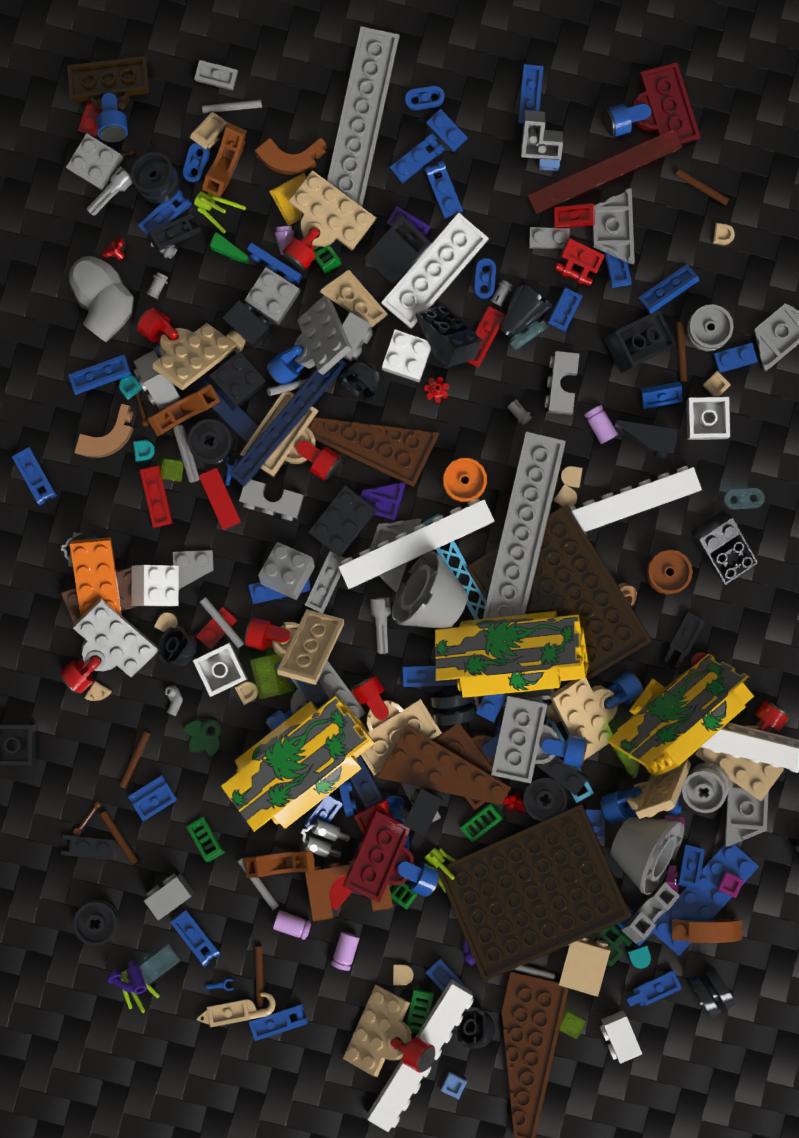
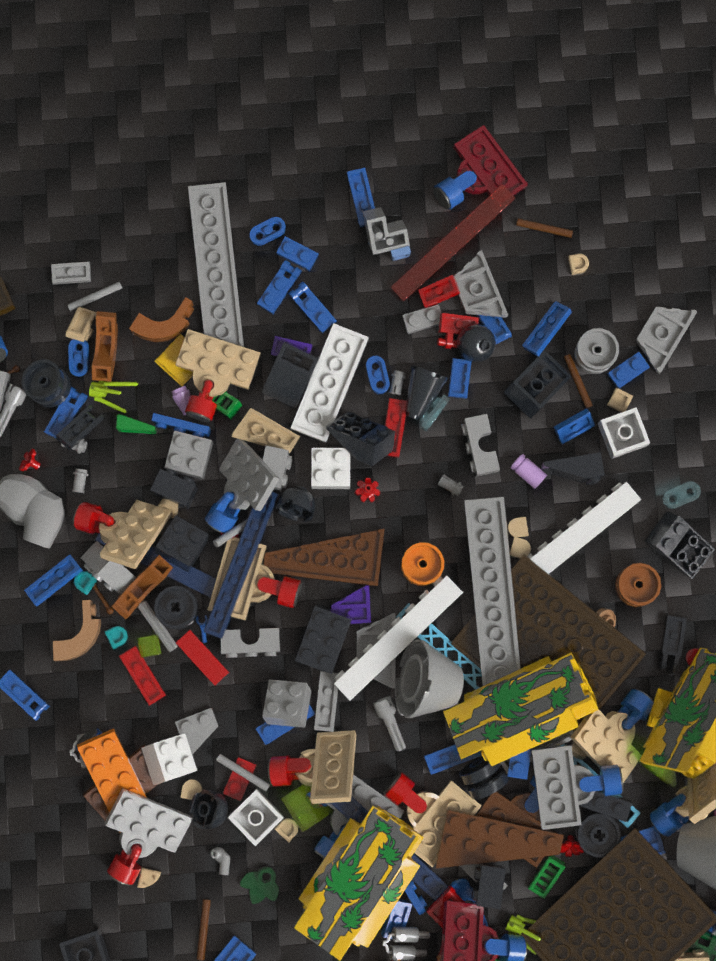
camera: 25 degrees left, 5 degrees down
(593, 279) = (476, 343): none -> black cylinder

